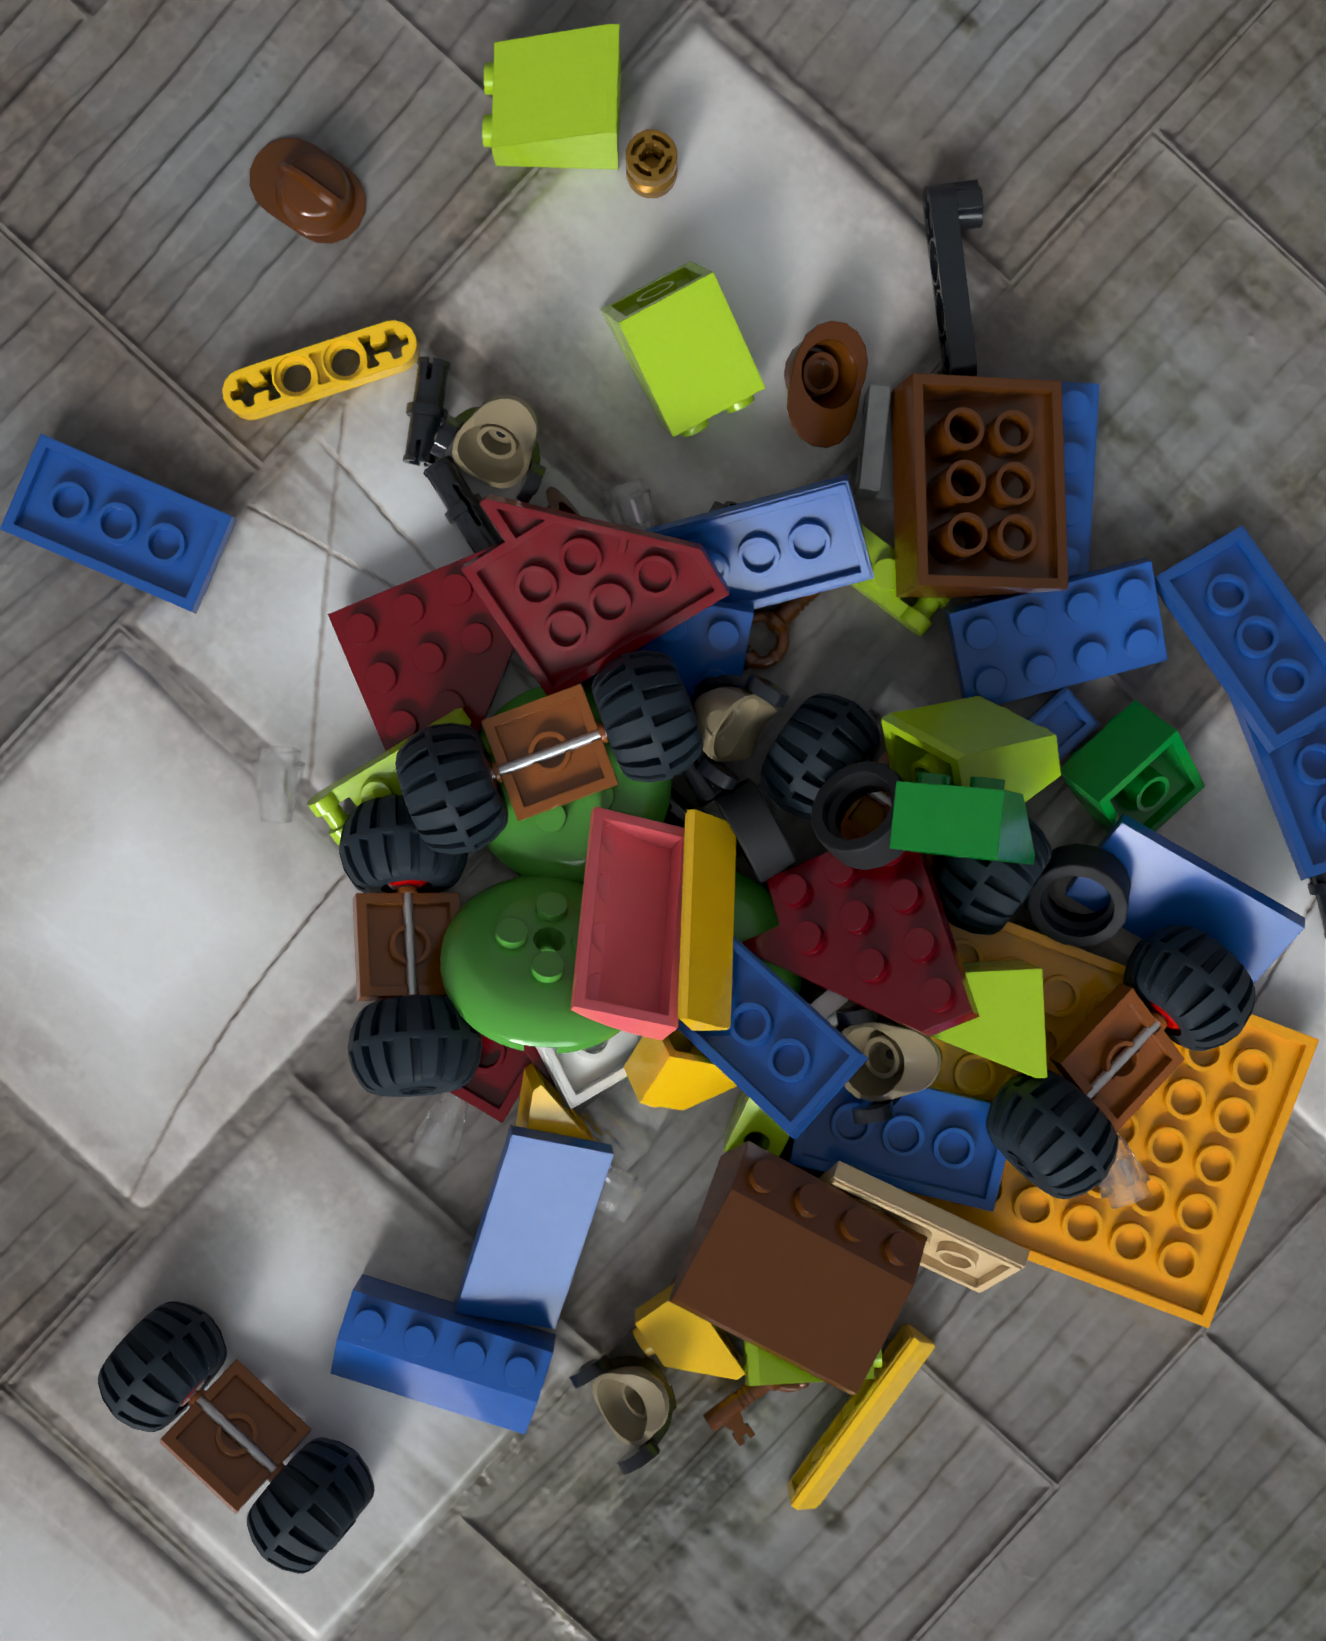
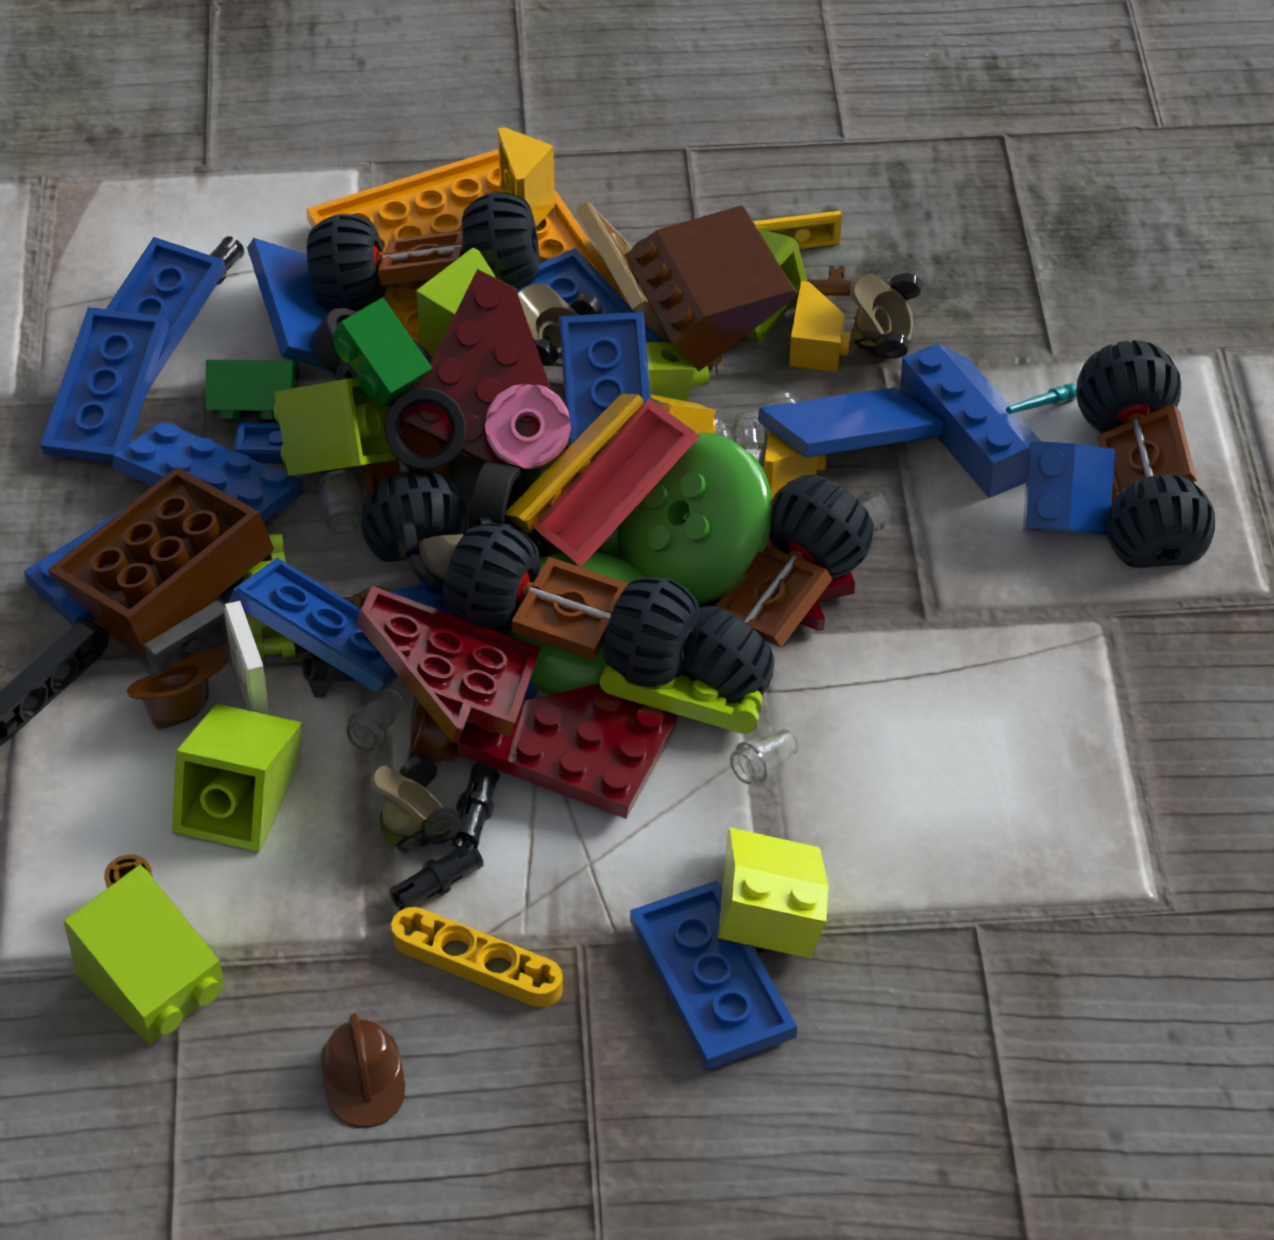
camera: 135 degrees left, 40 degrees down
(132, 642) = (773, 893): none -> neon yellow slope
(272, 1322) = (1068, 487): none -> blue slope
(401, 1453) = (1054, 396): none -> teal piece
(780, 446) = (246, 659): none -> tile
(800, 938) = (528, 451): none -> bright pink tile
(1121, 1252) = (527, 170): none -> yellow slope

